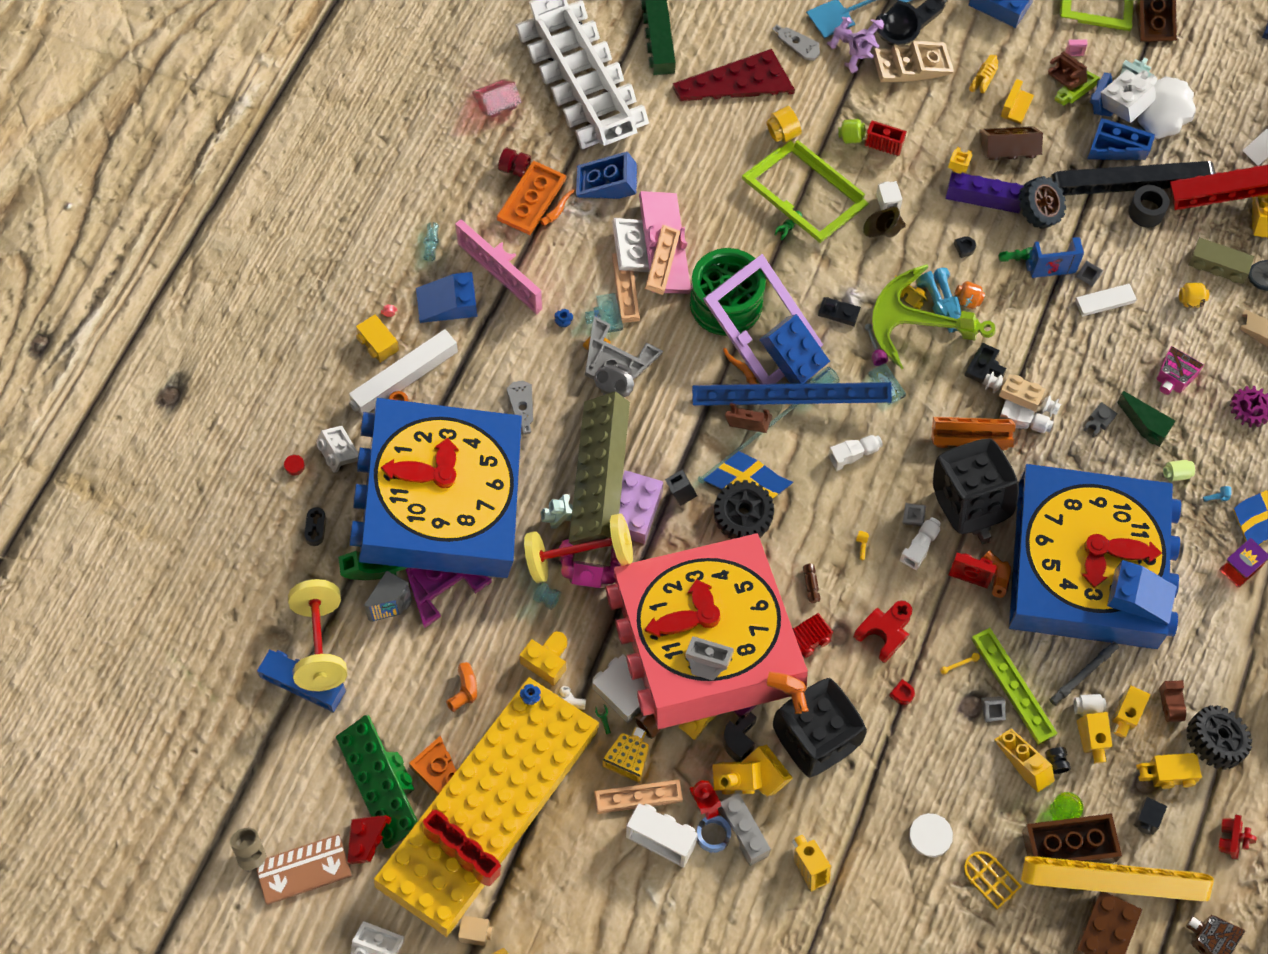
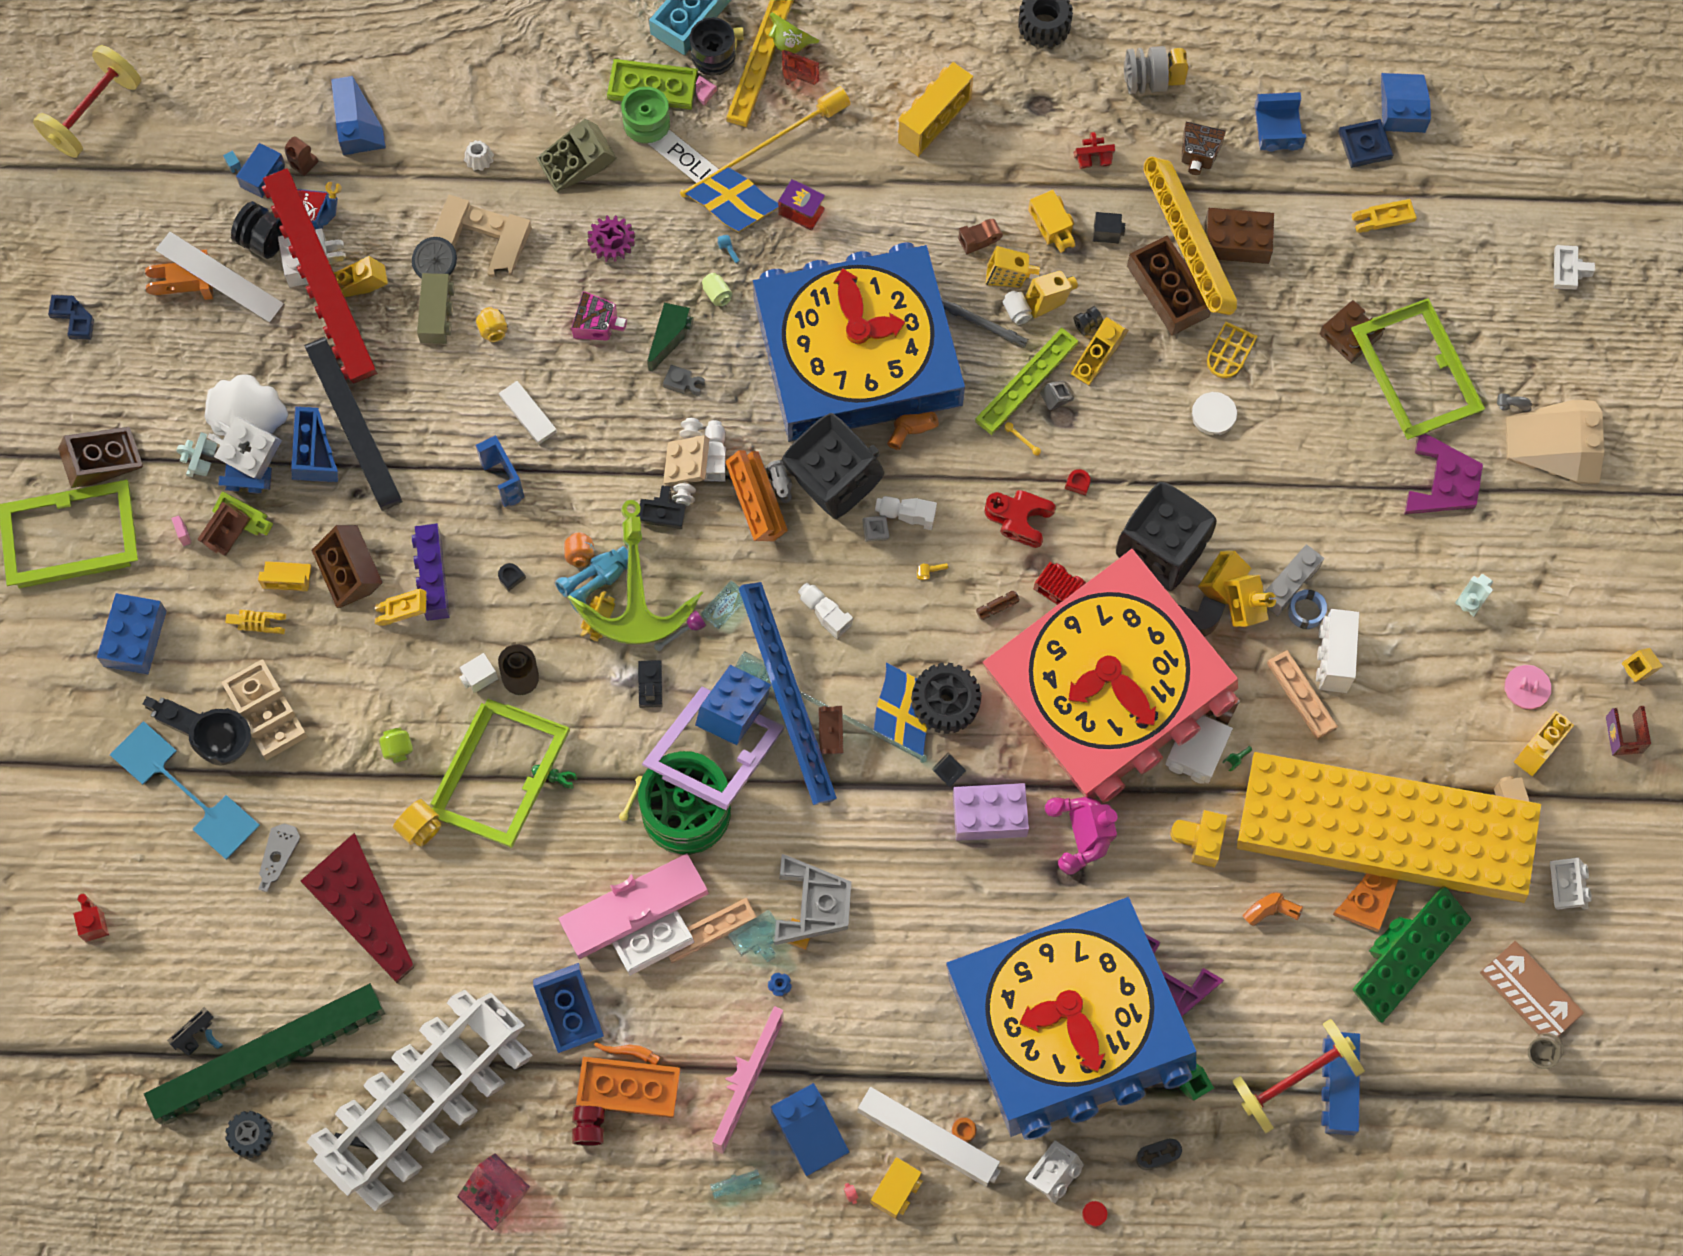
camera: 110 degrees left, 5 degrees up
(365, 837) = (1473, 941): red wing -> none
(388, 598) = (1215, 1026): dark grey slope -> none
(457, 845) = (1463, 816): red brick -> none
(522, 398) = (904, 993): light grey piece -> none
(530, 699) = (1262, 831): blue plate -> none
(537, 555) = (1100, 885): light yellow piece -> none
(546, 595) = (1131, 865): clear light blue wheel -> none
(557, 512) = (1033, 888): light aqua hips -> none
(564, 693) = (1234, 799): white arm -> none
(599, 467) = (971, 857): olive brick -> none
(614, 378) = (852, 885): flat silver piece -> none
(628, 755) = (1267, 716): yellow torso -> none
(662, 259) = (664, 894): light nougat tile -> none
(706, 798) = (1281, 624): red hips -> none
(707, 658) = (1163, 646): light grey slope -> none
(750, 377) = (772, 753): orange animal -> none
(790, 686) = (1156, 557): orange arm -> none
(811, 863) = (1302, 500): yellow torso -> none
(859, 42) = (262, 772): lavender piece -> none
(885, 138) = (395, 701): red brick -> none
(972, 570) = (920, 441): red hinge -> none
(1017, 255) = (502, 516): green piece -> none
(1050, 200) = (429, 504): black wheel -> none
(1066, 807) = (1133, 301): clear neon green wheel -> none
(1089, 273) = (503, 434): flat silver slope -> none
(1141, 593) = (897, 276): blue slope -> none
(1146, 217) = (388, 411): black piece -> none
(1219, 737) = (1004, 184): black wheel -> none

